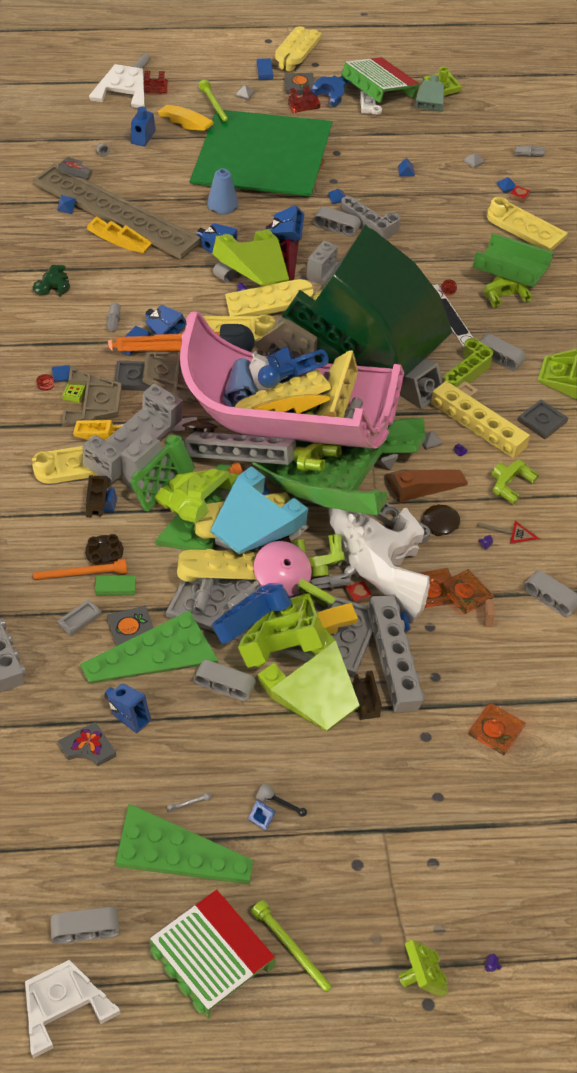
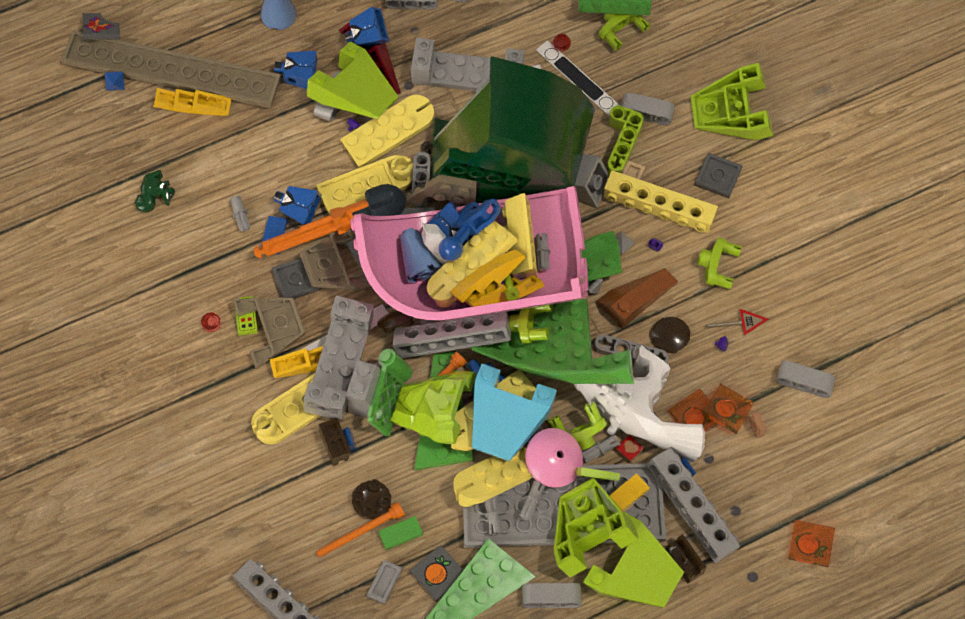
camera: 20 degrees left, 15 degrees up
(61, 373) = (222, 304): blue slope -> none
(250, 610) = (546, 515): blue beam -> none

